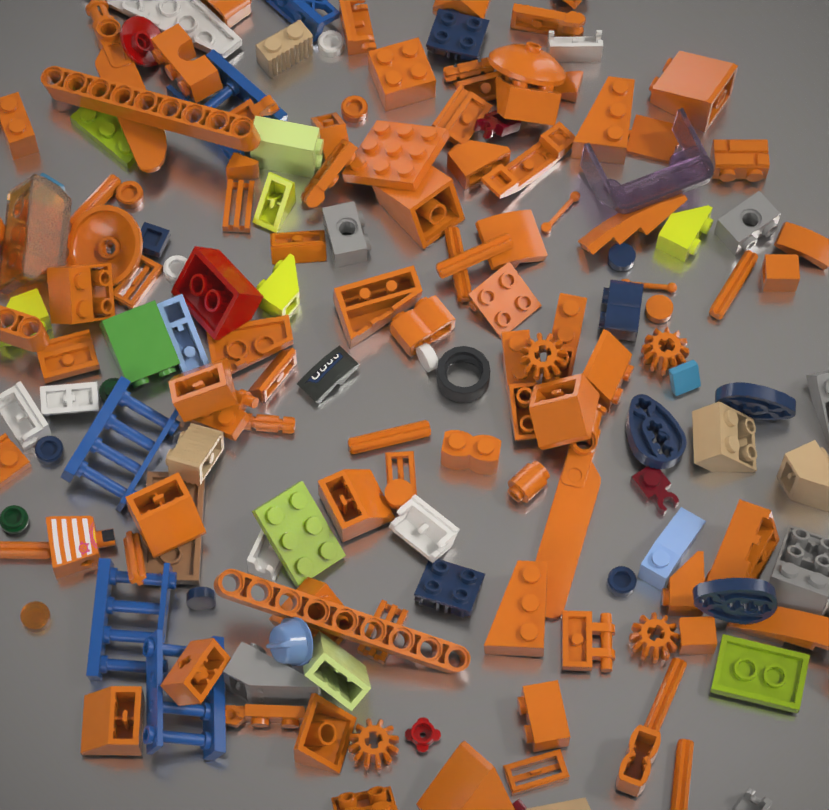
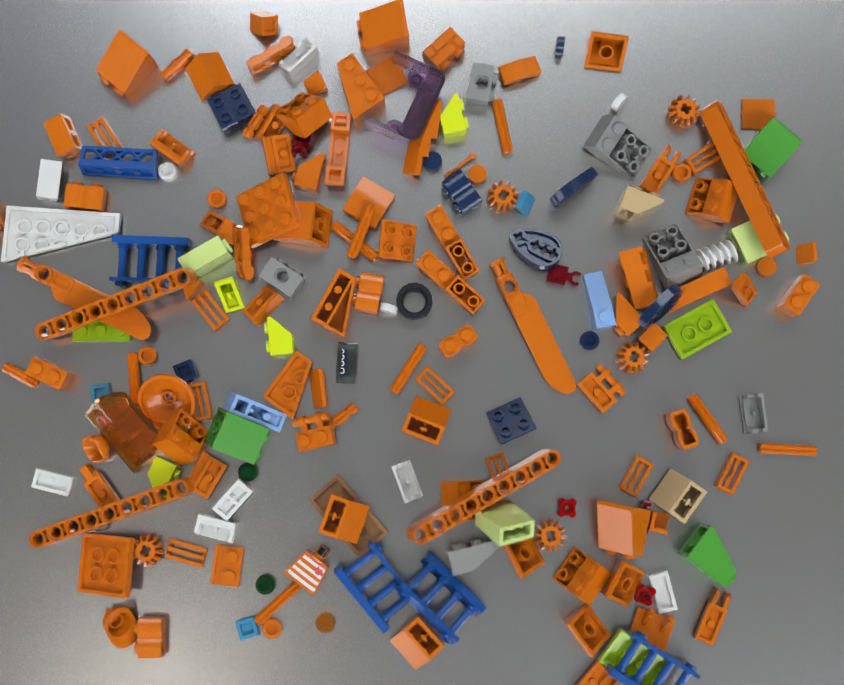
camera: 40 degrees left, 20 degrees up
(49, 450) = (246, 532): dark blue tile -> none
(107, 420) = (262, 494): blue fence -> none
(134, 558) = (350, 554): orange axle -> none
(137, 41) = (72, 258): red dish -> none
(173, 267) = (213, 375): white tile -> none
(194, 77) = (92, 254): orange arch -> none
(195, 453) = (324, 470): tan brick -> none
(195, 672) = (440, 588): orange brick -> none
(201, 598) = (397, 539): dark blue tile -> none
(203, 390) = (295, 433): orange slope -> none
(216, 292) = (249, 372): red slope -> none
(262, 715) = (484, 570): orange hinge -> none
(264, 107) = (169, 257): orange plate -> none
(284, 48) = (147, 198): tan brick -> none
(291, 642) = (474, 533): medium blue piece -> none
(298, 533) = (415, 464): lime plate -> none
(398, 493) = (443, 396): orange tile -> none
(401, 74) = (224, 157): orange brick -> none
(424, 528) = (472, 403): white hinge -> none
(521, 614) = (562, 406): orange wedge -> none
(527, 64) = (288, 95): orange dish -> none
(528, 482) = (499, 330): orange brick -> none
(544, 715) = (618, 447): orange brick -> none
(546, 227) = (379, 178): orange hinge -> none
(553, 353) = (459, 258): orange gear -> none
(563, 411) = (488, 281): orange slope -> none
(608, 368) = (486, 238): orange slope -> none
(665, 694) = (662, 383): orange axle -> none
(724, 439) = (574, 219): tan slope -> none
(780, 273) = (521, 98): orange panel -> none

